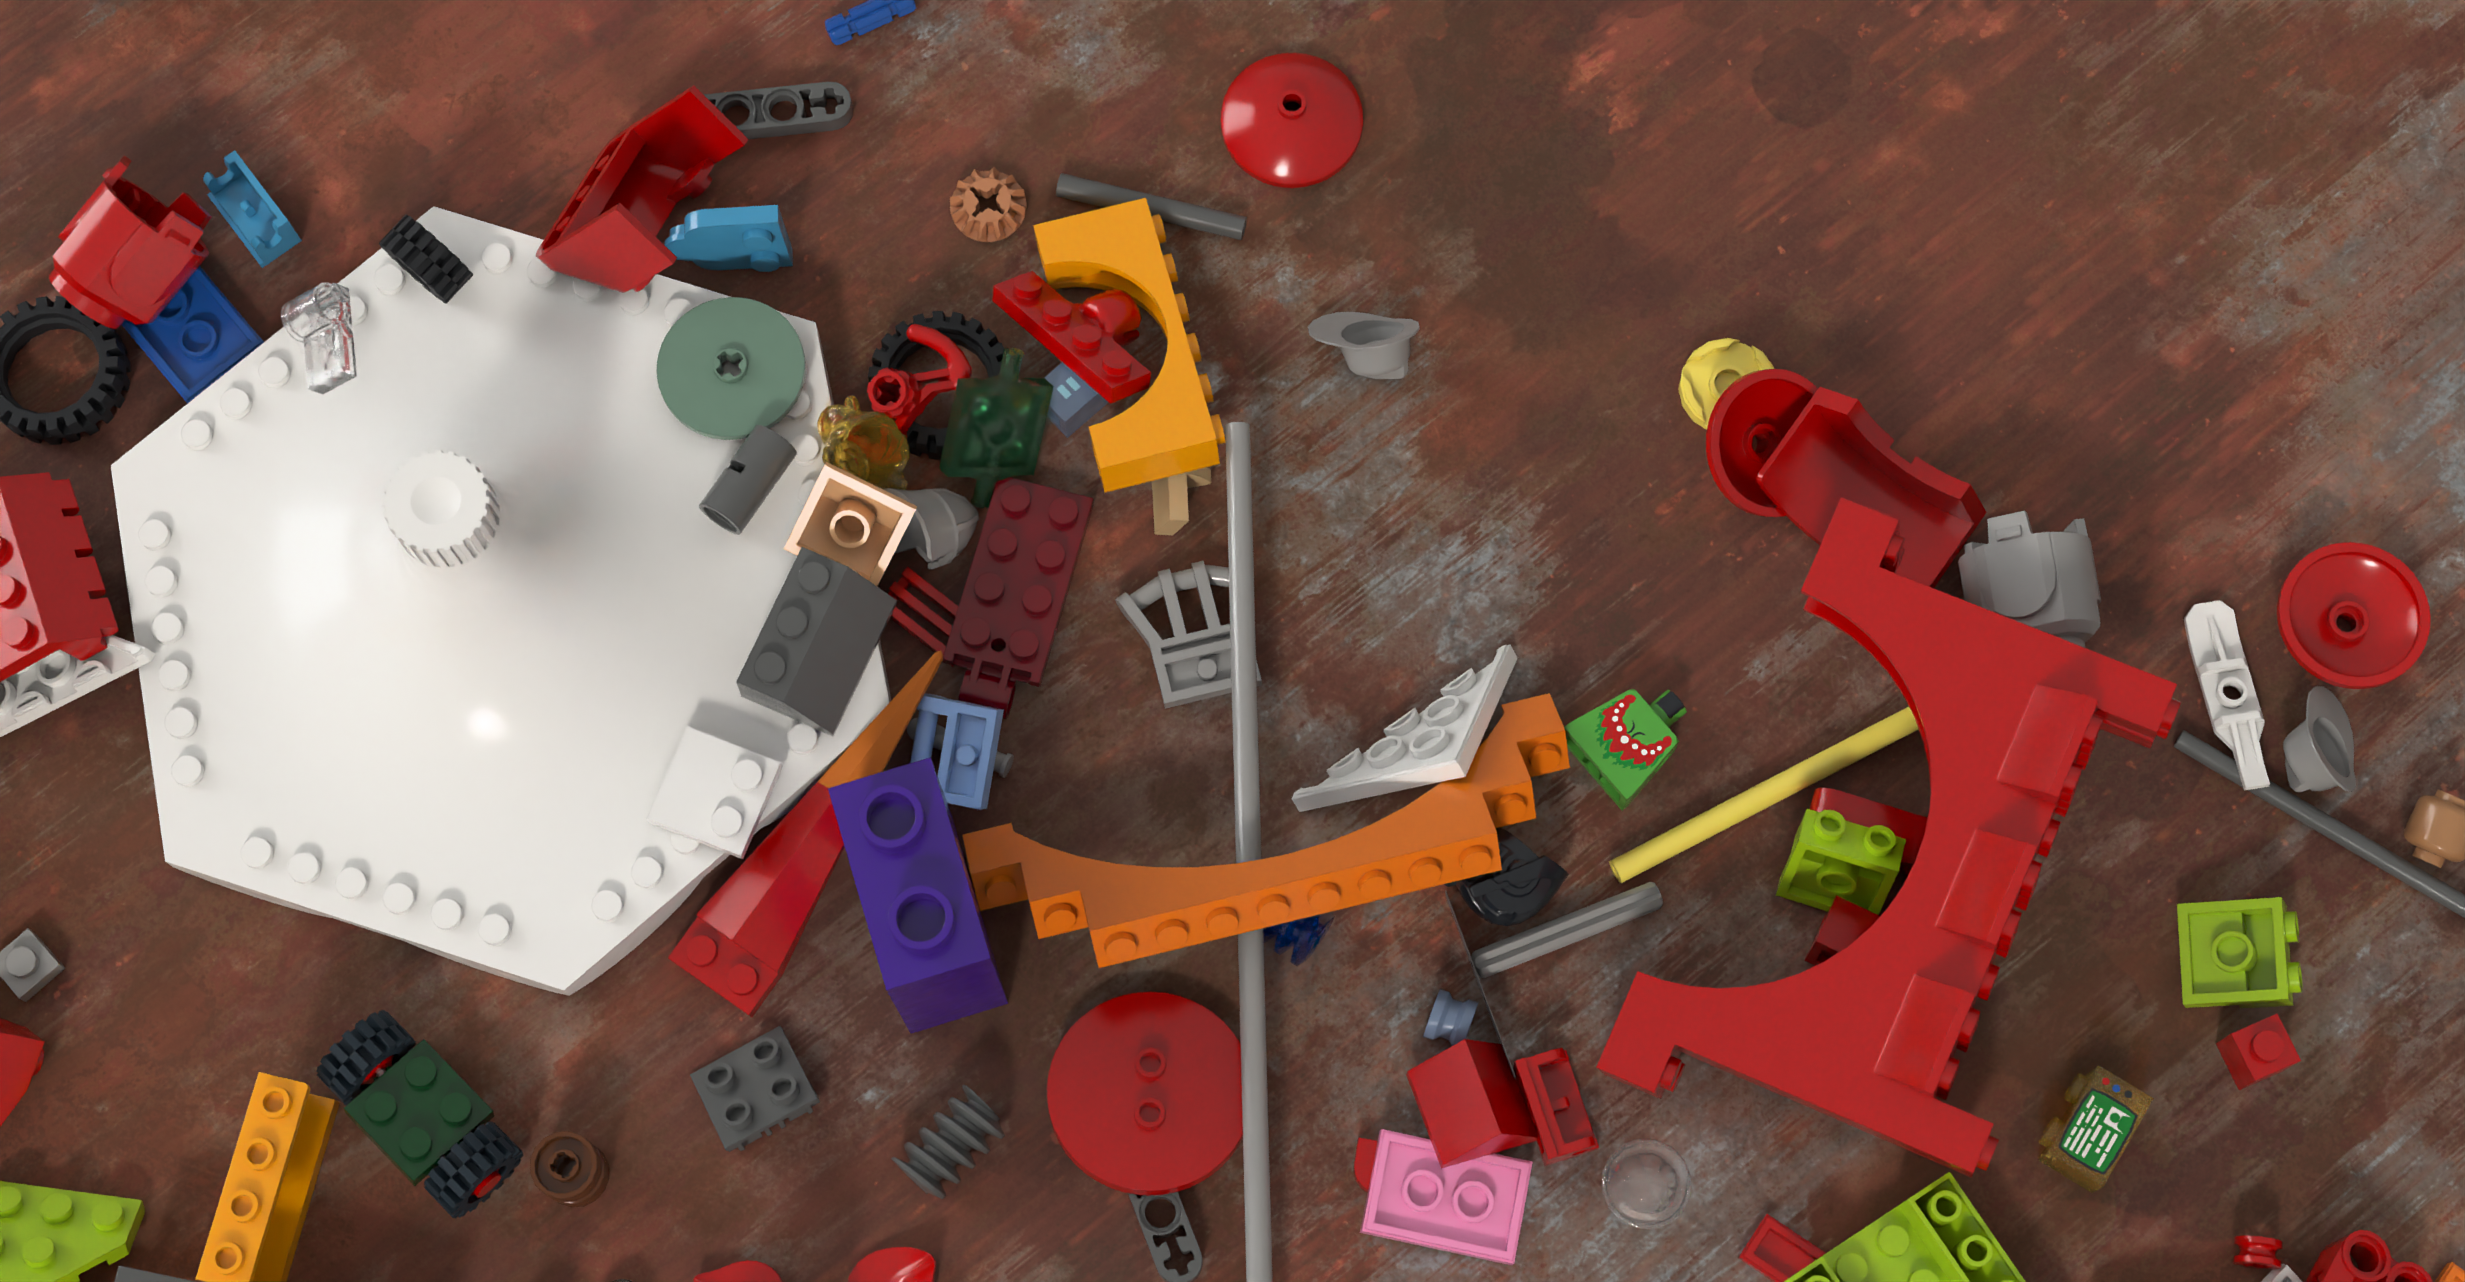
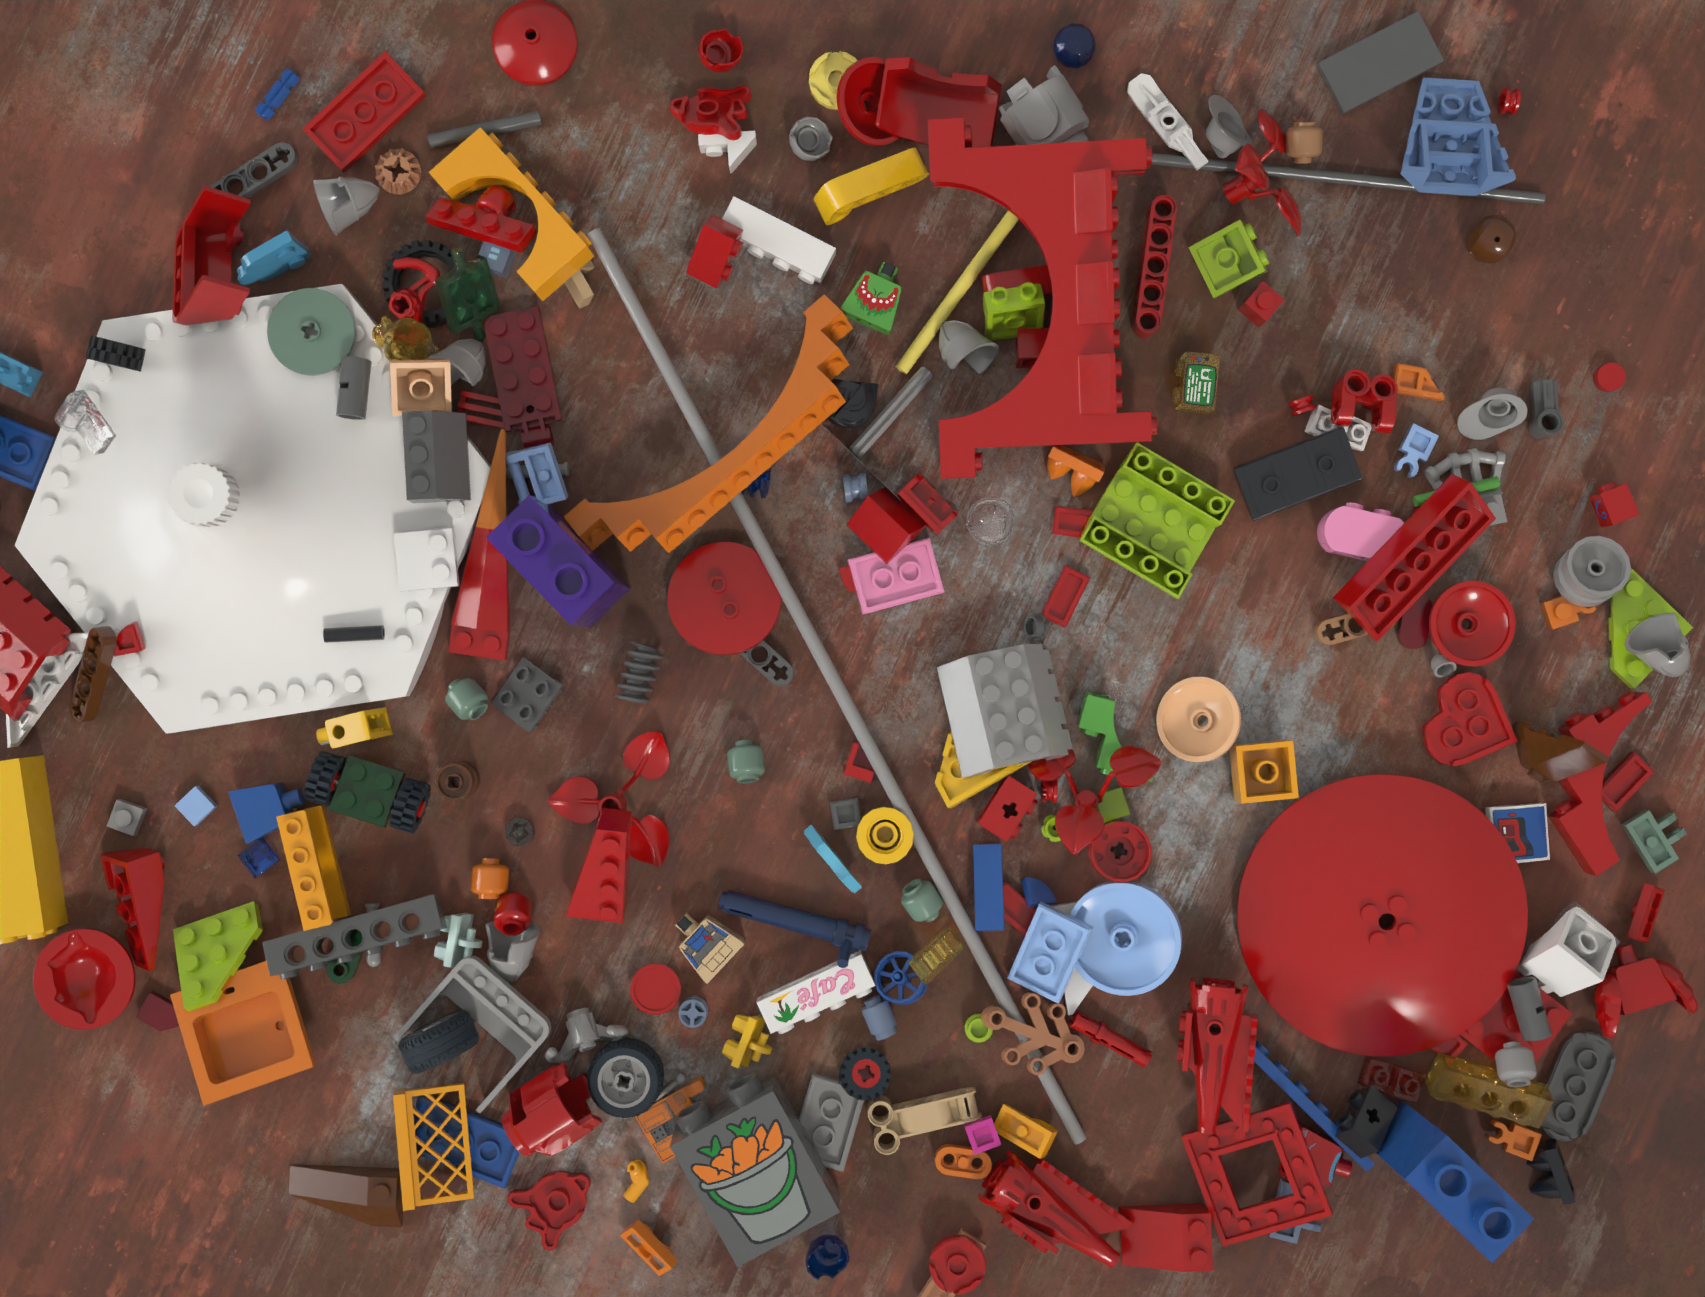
camera: 30 degrees left, 15 degrees up
(110, 714) = (93, 674): none -> reddish brown beam
(142, 1001) = (196, 805): none -> light blue tile
(189, 1134) = (258, 857): none -> clear blue tile
(194, 689) = (129, 640): none -> red tile
(234, 1050) = (259, 807): none -> blue torso
(458, 1003) = (355, 728): none -> yellow torso
(539, 850) = (348, 634): none -> black piece
(656, 1046) = (466, 699): none -> sand green head
(886, 207) = (345, 200): none -> light grey helmet
(984, 98) = (364, 112): none -> red plate
(1189, 664) = (634, 368): light grey plate -> none
(1370, 343) = (639, 149): light grey piece -> none
(1410, 547) = (714, 251): none -> red brick
(1421, 745) = (773, 354): white tile -> none
(1513, 340) = (713, 111): none -> red tile
(1515, 579) = (780, 242): none -> white brick
(1523, 405) = (737, 150): none -> white slope
(1568, 259) = (720, 50): none -> red hair
(1643, 451) = (810, 139): none -> light grey hair
(1702, 559) = (869, 183): none -> yellow beam
(1736, 874) = (961, 342): none -> light grey helmet
(1842, 1180) = (1085, 473): none -> orange tile
(2122, 890) = (1159, 254): none -> red beam
(2130, 509) = (1074, 45): none -> clear blue hair
(2335, 840) = (1253, 174): none -> red plant
(2377, 599) = (1225, 36): red dish -> none

